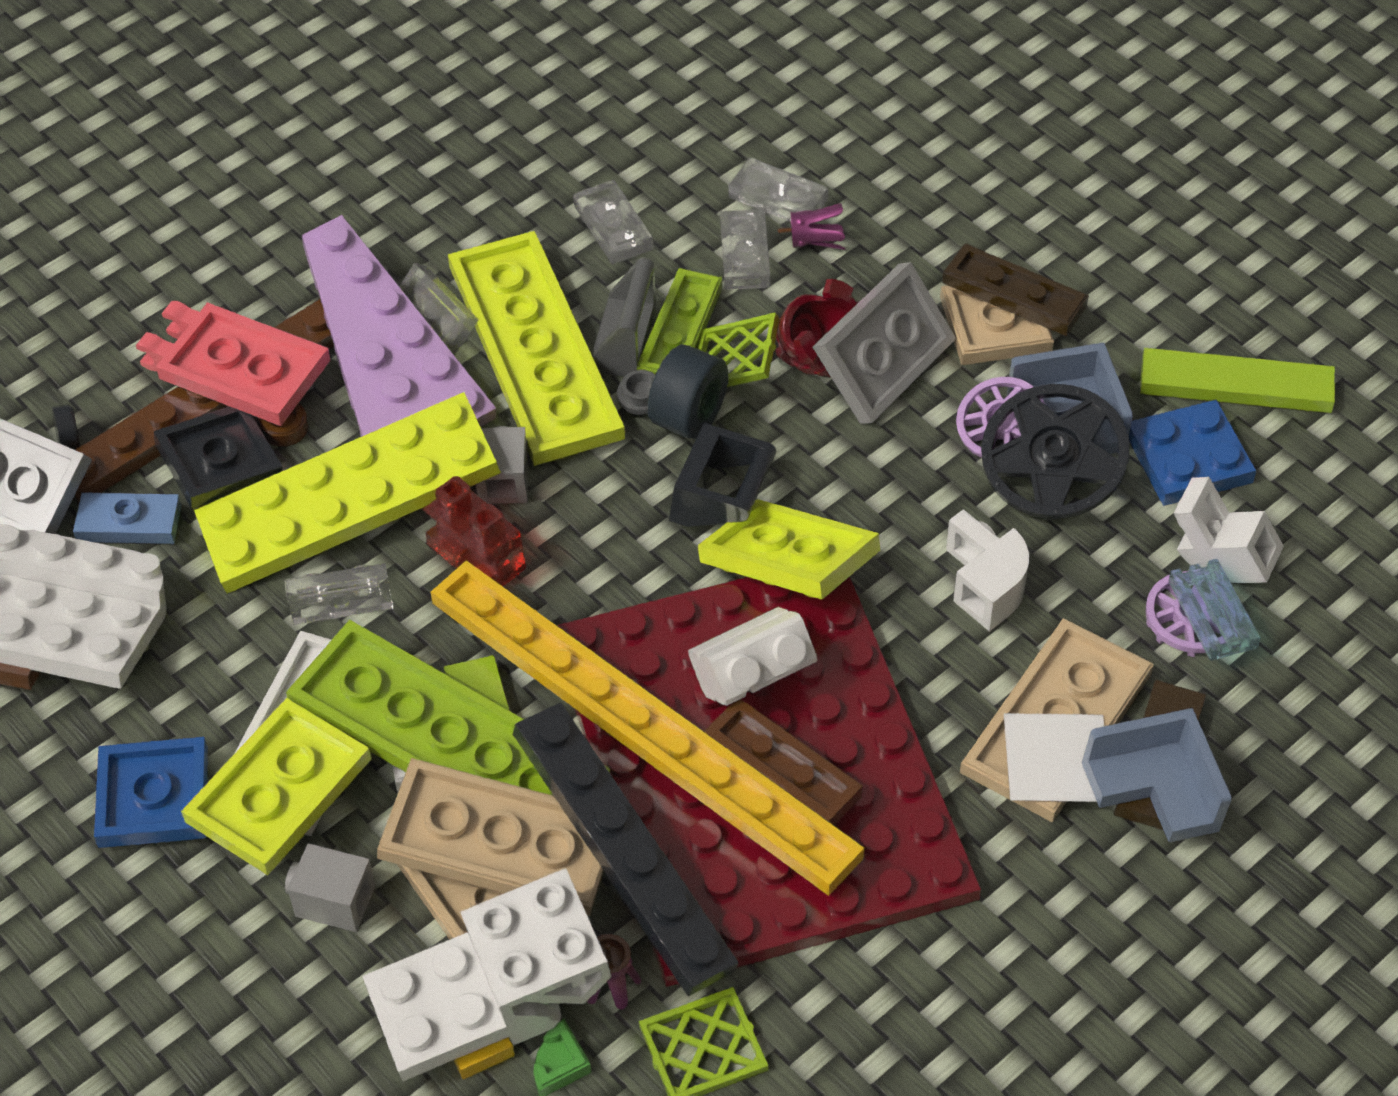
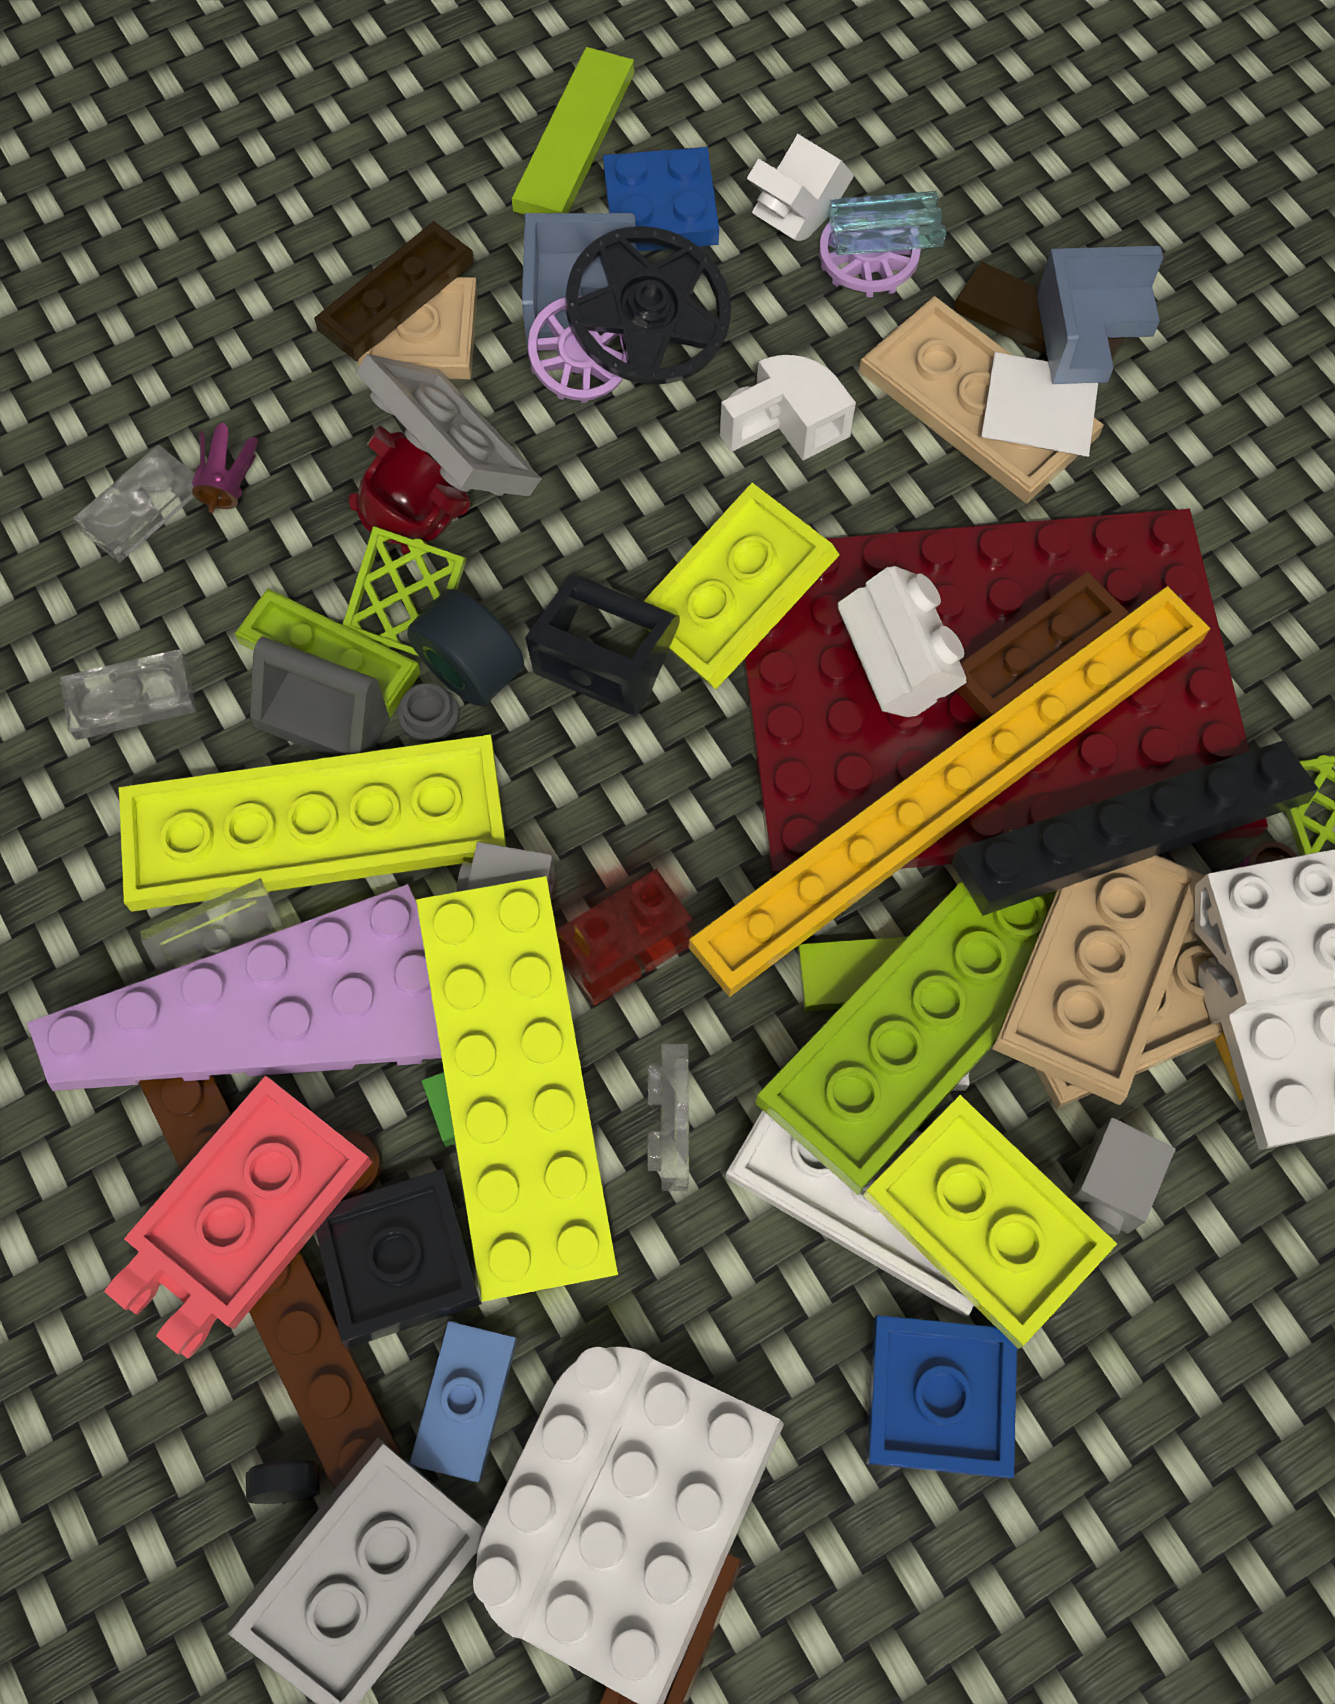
camera: 80 degrees left, 15 degrees up
(744, 249) = (221, 557): clear plate -> none

